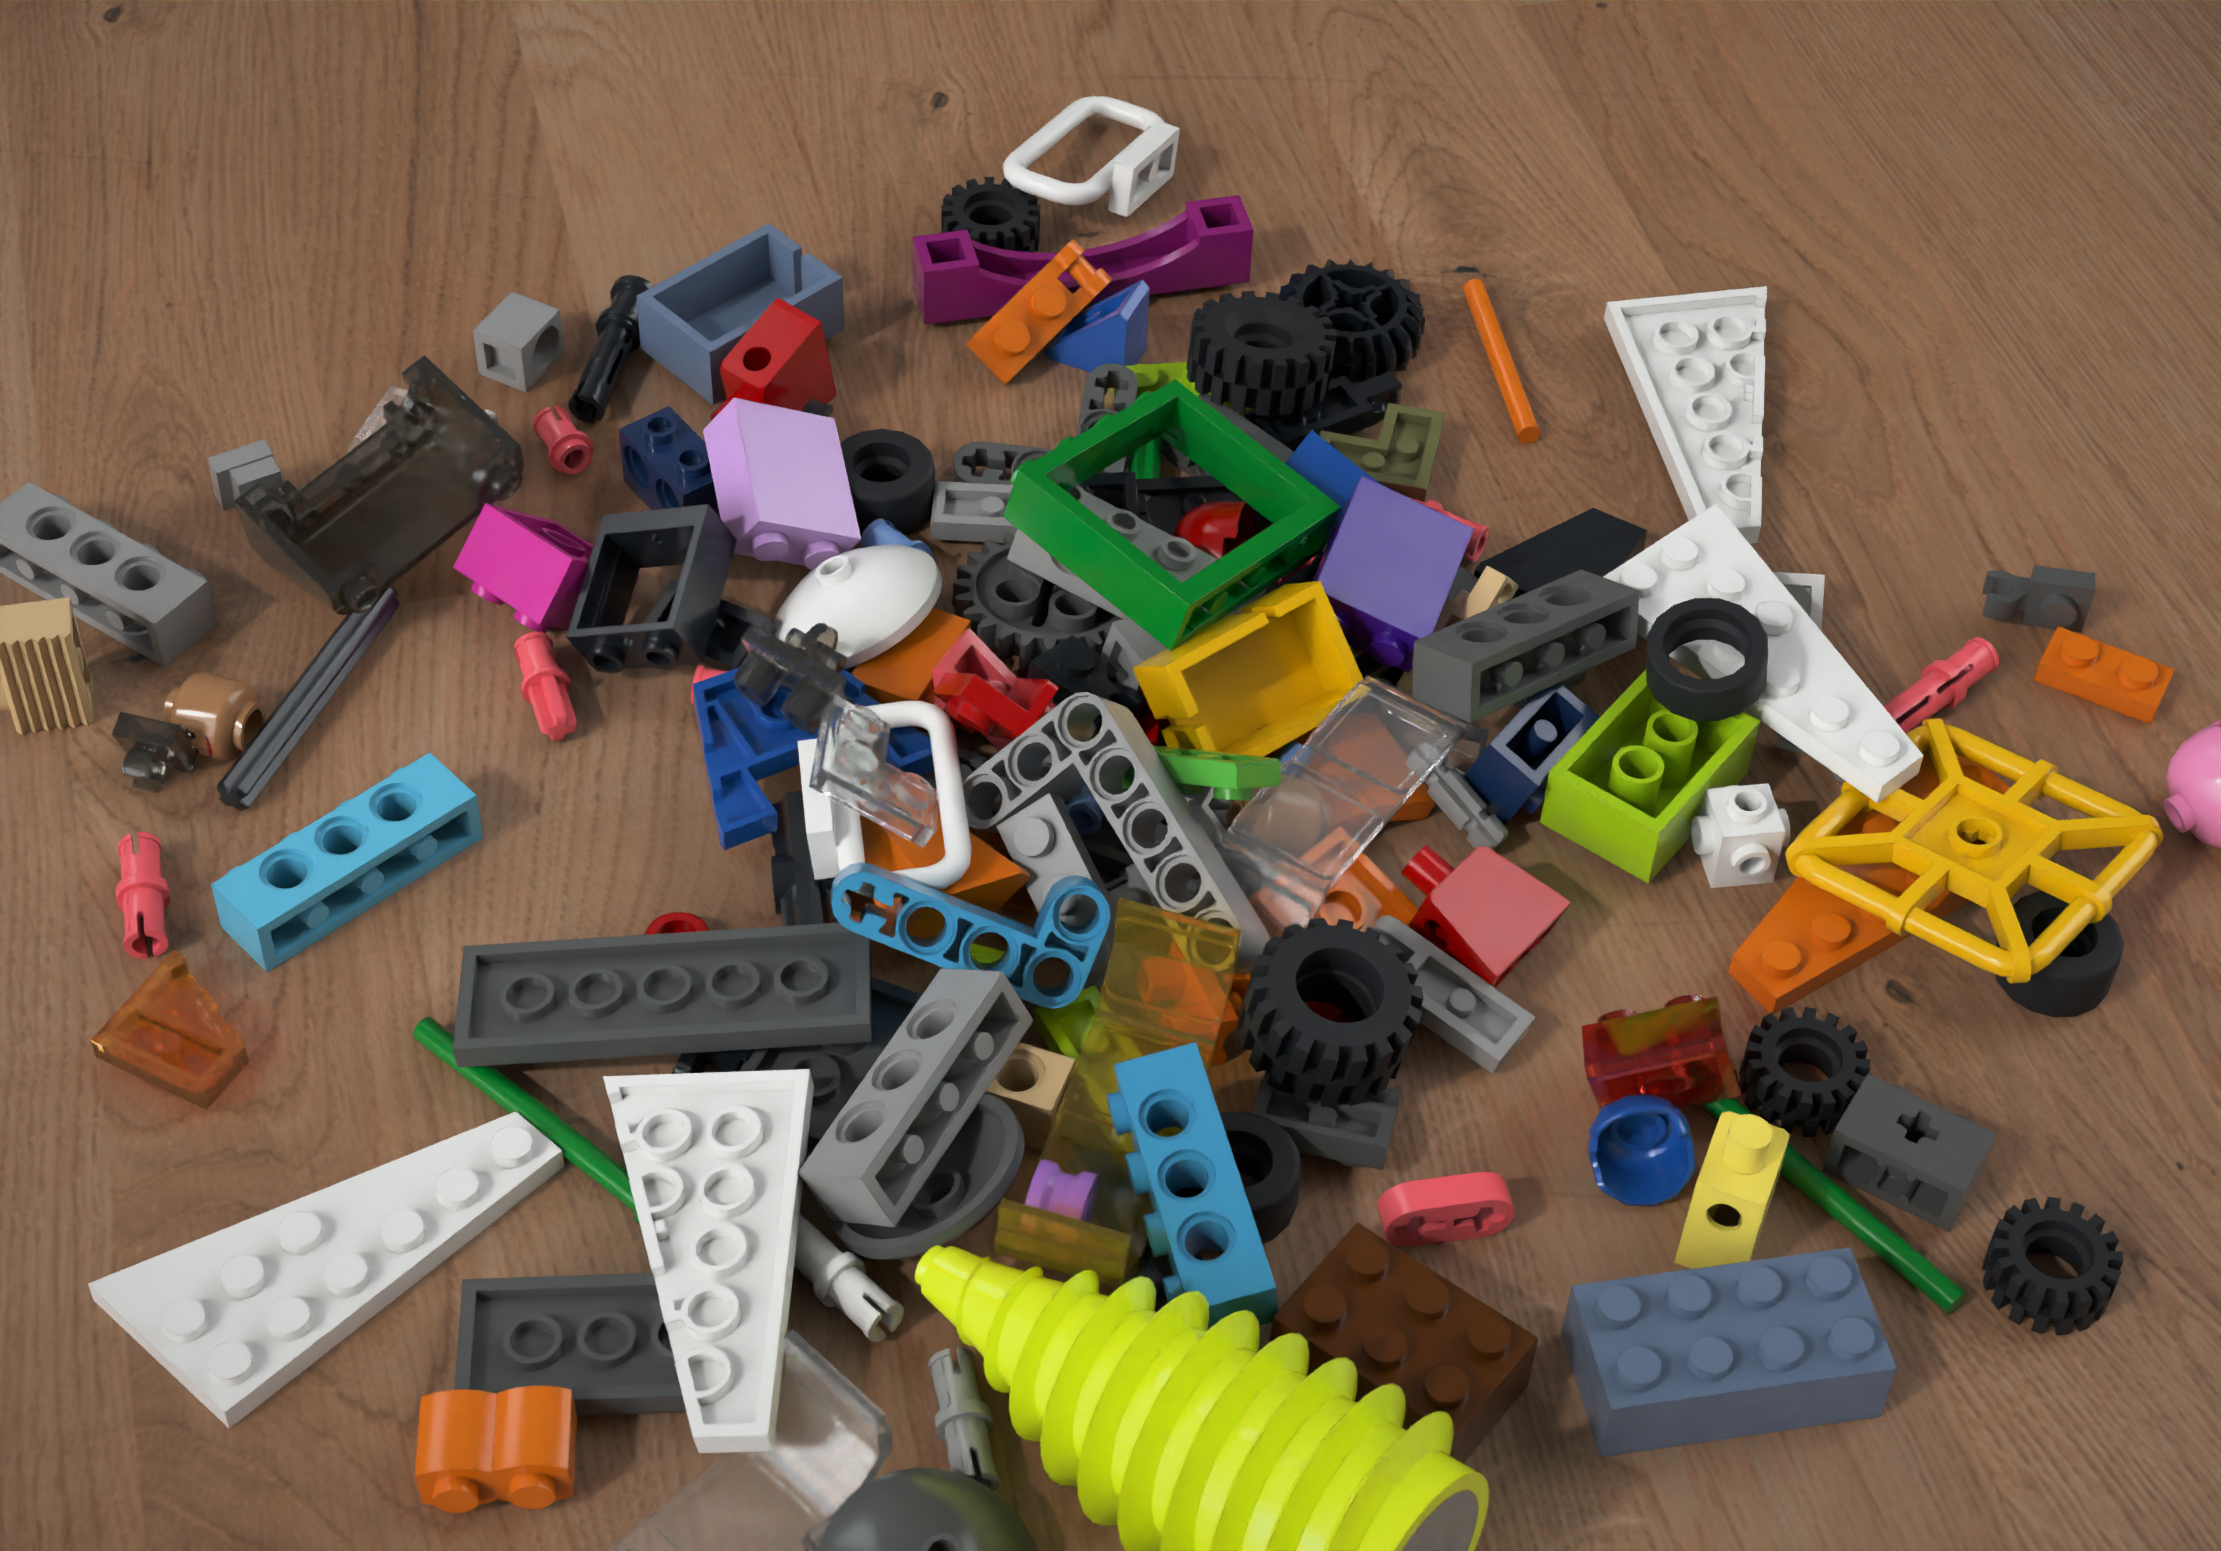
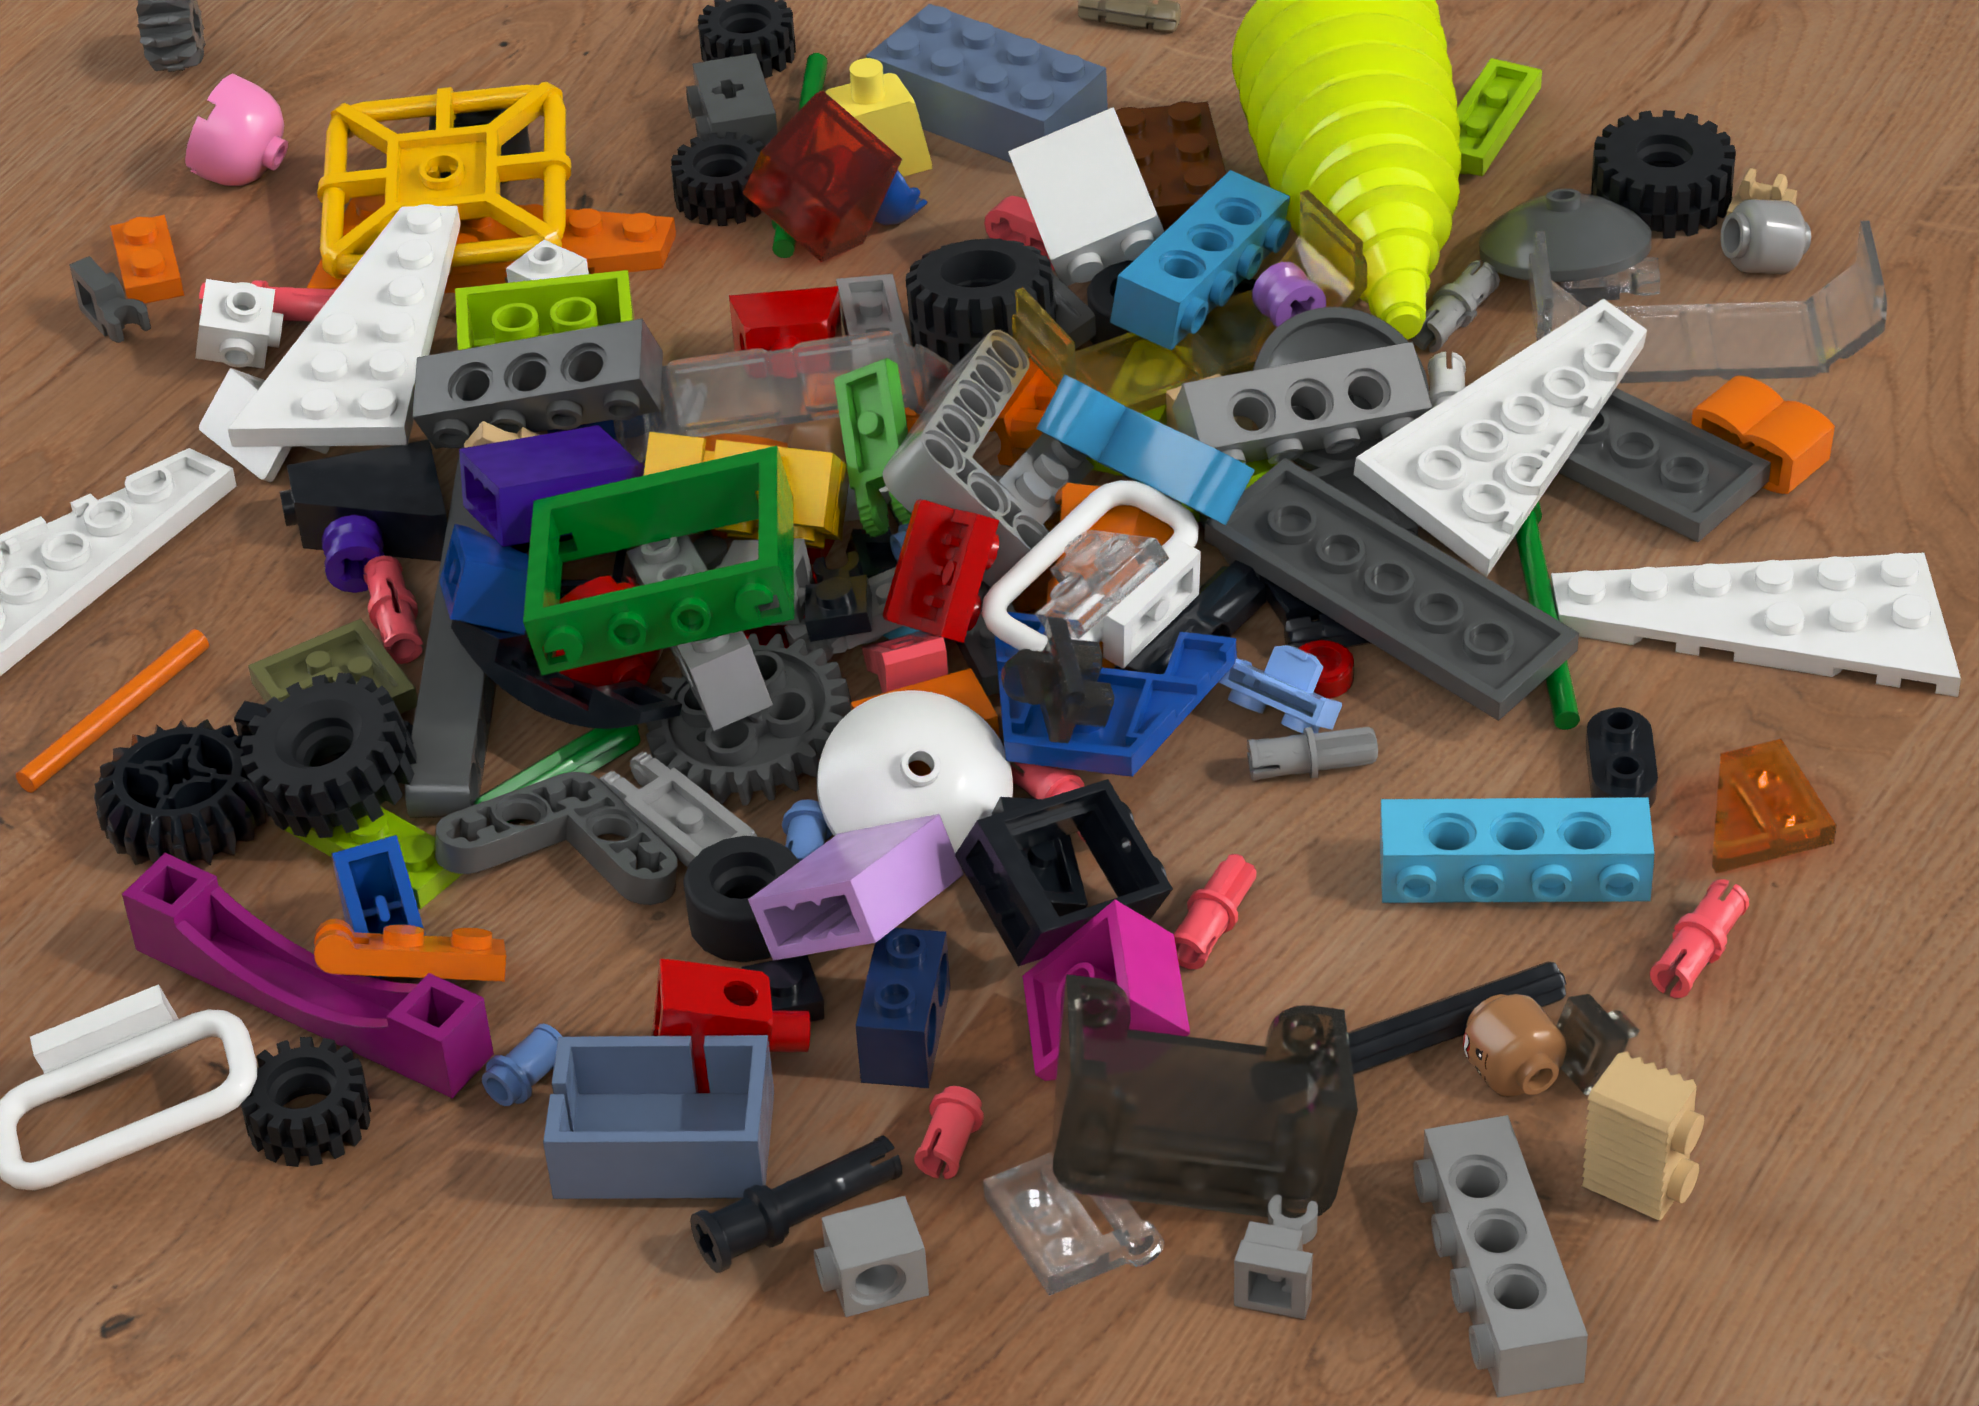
camera: 130 degrees left, 5 degrees down
(330, 1009) = (1621, 755): none -> black plate
(603, 853) = (1311, 752): none -> light grey axle
(672, 877) = (1285, 685): none -> light blue piece
(887, 312) = (511, 1076): none -> medium blue pin
(1379, 1179) = (1087, 197): none -> white brick
(1510, 527) = (348, 547): none -> dark purple wheel
(1706, 620) = (447, 275): black tyre -> none
(1903, 628) = (237, 324): none -> white brick

